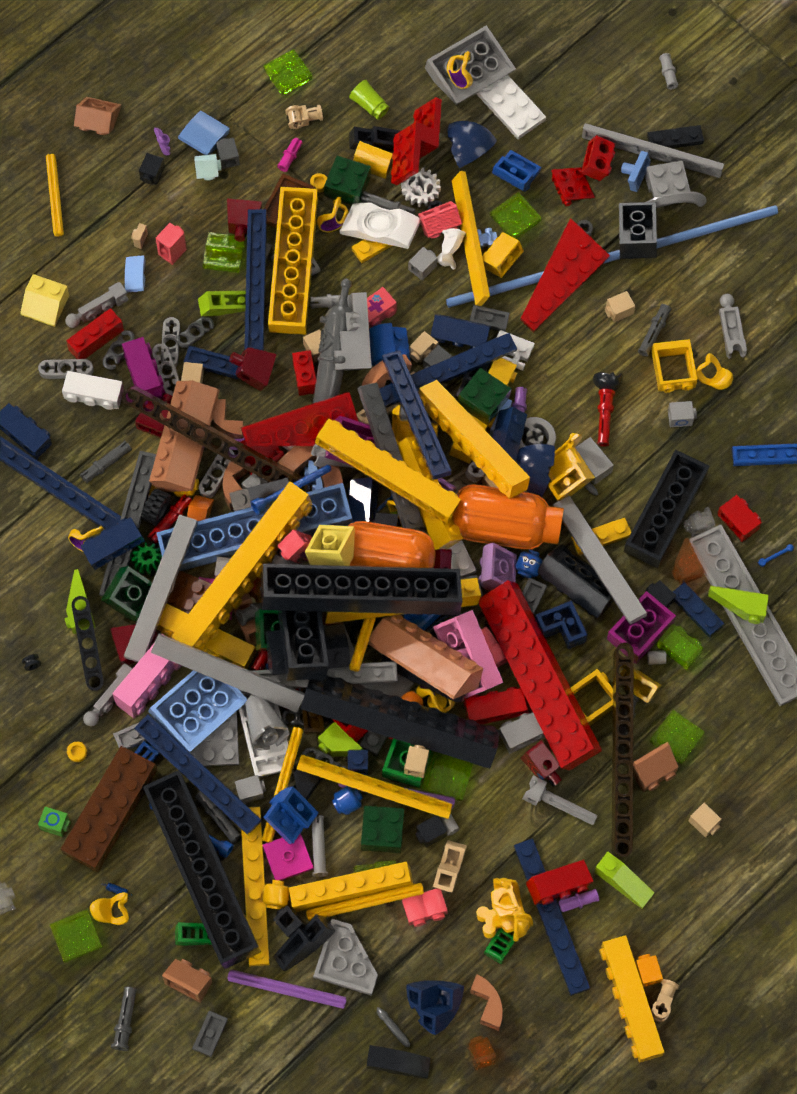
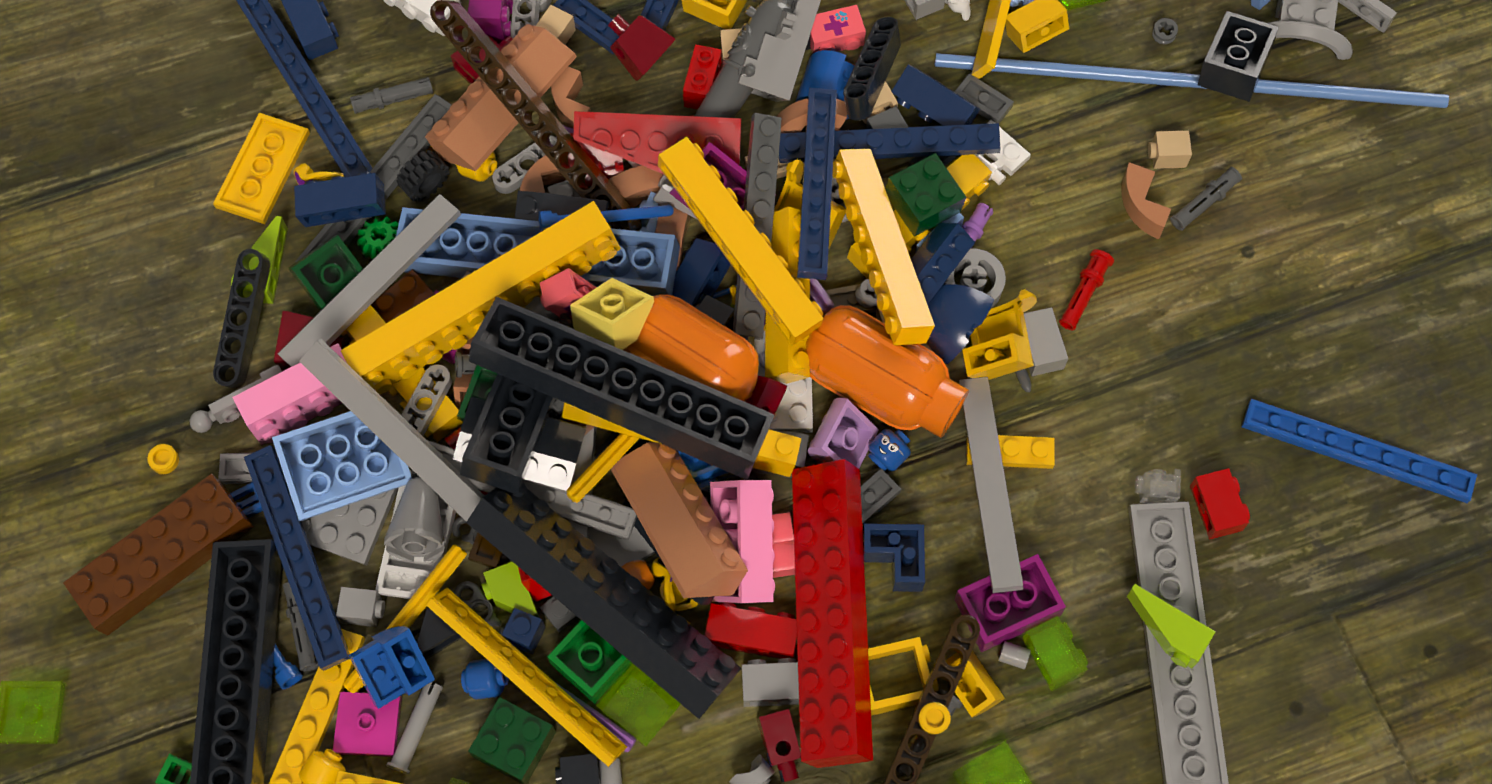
camera: 25 degrees right, 0 degrees up
(31, 662) = (164, 315): black bush -> none
(43, 543) = (261, 168): none -> yellow tile
(54, 821) = (81, 540): bright green brick -> none
(102, 909) = (84, 690): yellow piece -> none
(115, 889) = (117, 670): blue piece -> none
(170, 517) = (449, 191): red pin -> none
(200, 508) = (481, 200): orange slope -> none
(237, 636) = (440, 389): none -> light grey beam
(413, 326) = (872, 68): none -> black beam
(416, 761) = (597, 664): tan brick -> none
(569, 267) = (1121, 72): red wing -> none
(576, 580) = (946, 498): black slope -> none
(607, 381) = (1110, 241): black hair -> none
(609, 343) = (1144, 213): none -> nougat brick
(628, 710) = (934, 718): none -> yellow tile
(661, 593) = (1059, 567): black brick -> none
(666, 509) = (1118, 449): black brick -> none
(671, 349) = (1218, 232): yellow window -> none
(681, 414) = (1196, 326): light grey brick -> none
(687, 565) = (1115, 539): clear orange slope -> none
(697, 610) = (1102, 610): dark blue plate -> none
(722, 378) = (1276, 299): yellow piece -> none
(731, 327) = (1318, 234): light grey plate -> none
(762, 562) = (1227, 579): blue hinge -> none

